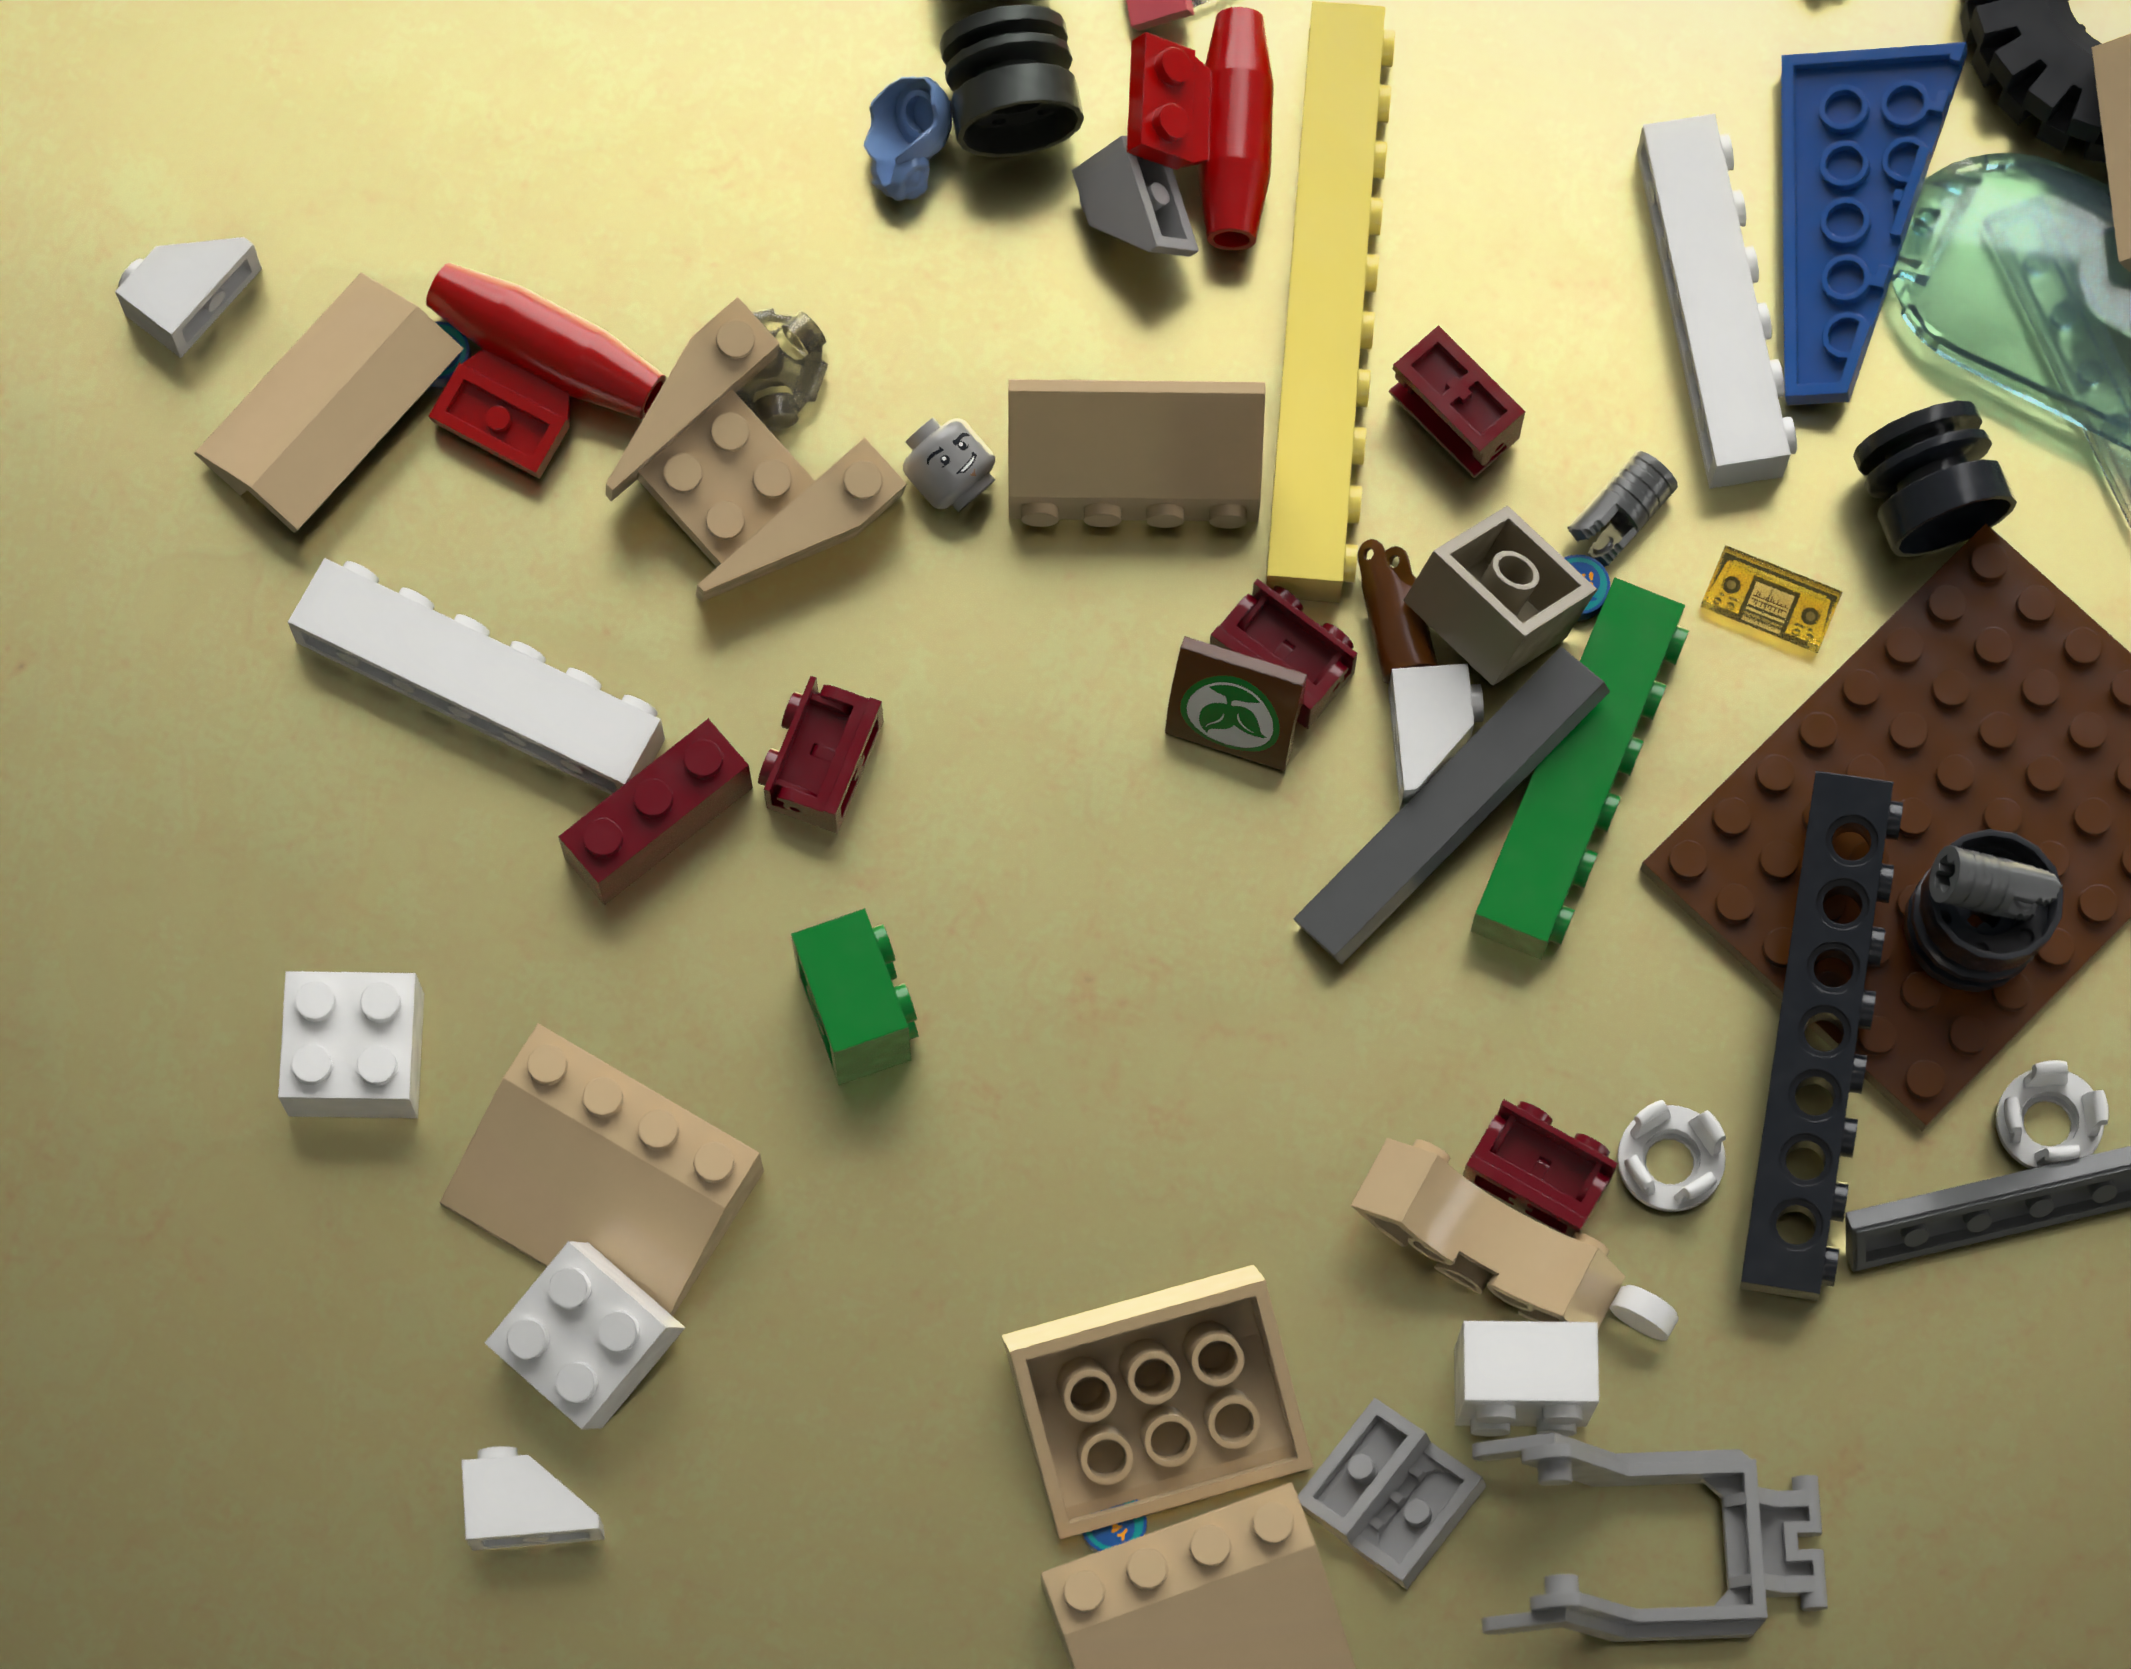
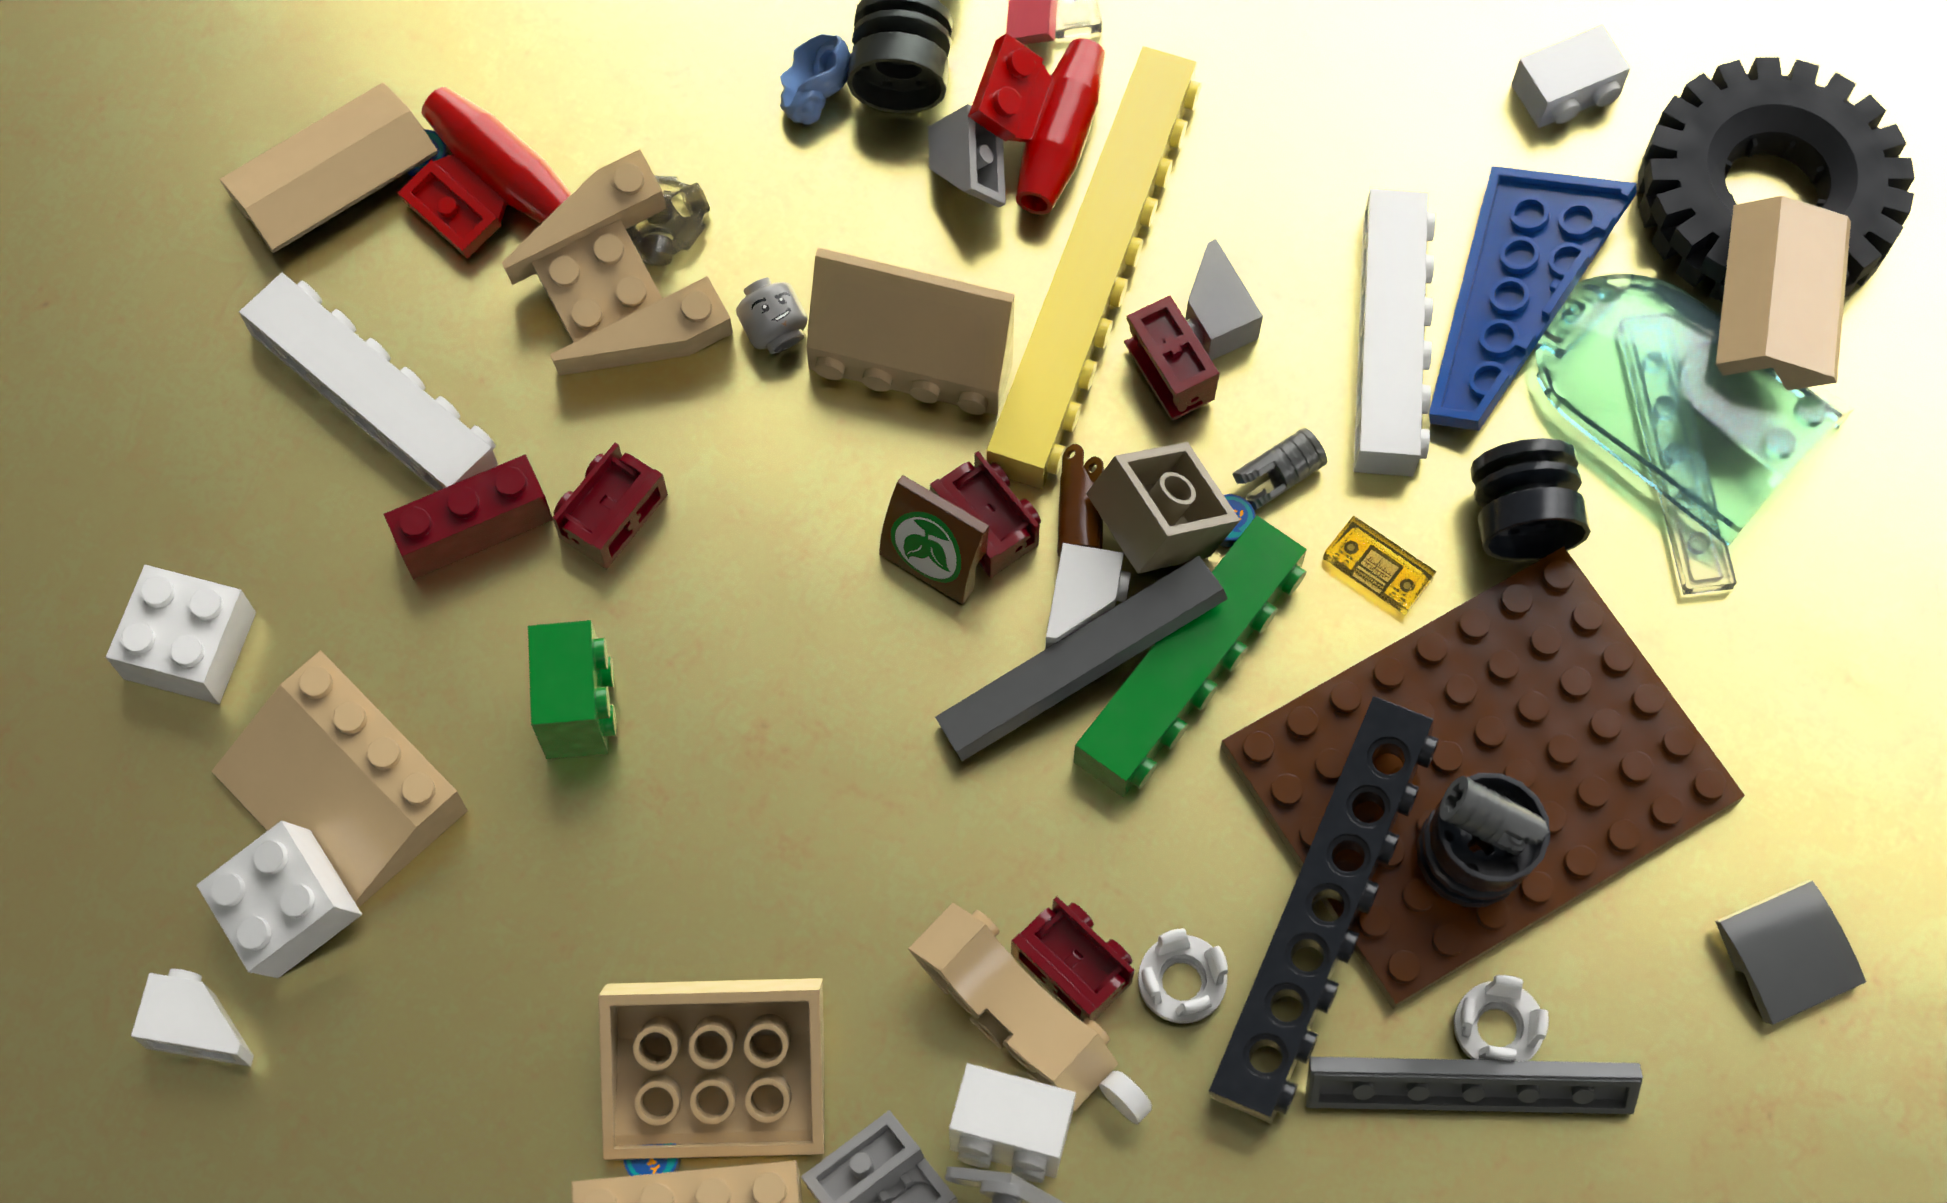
camera: 15 degrees right, 5 degrees down
(186, 288) = (255, 64): white slope -> none
(1496, 316) = (1221, 306): none -> light grey slope

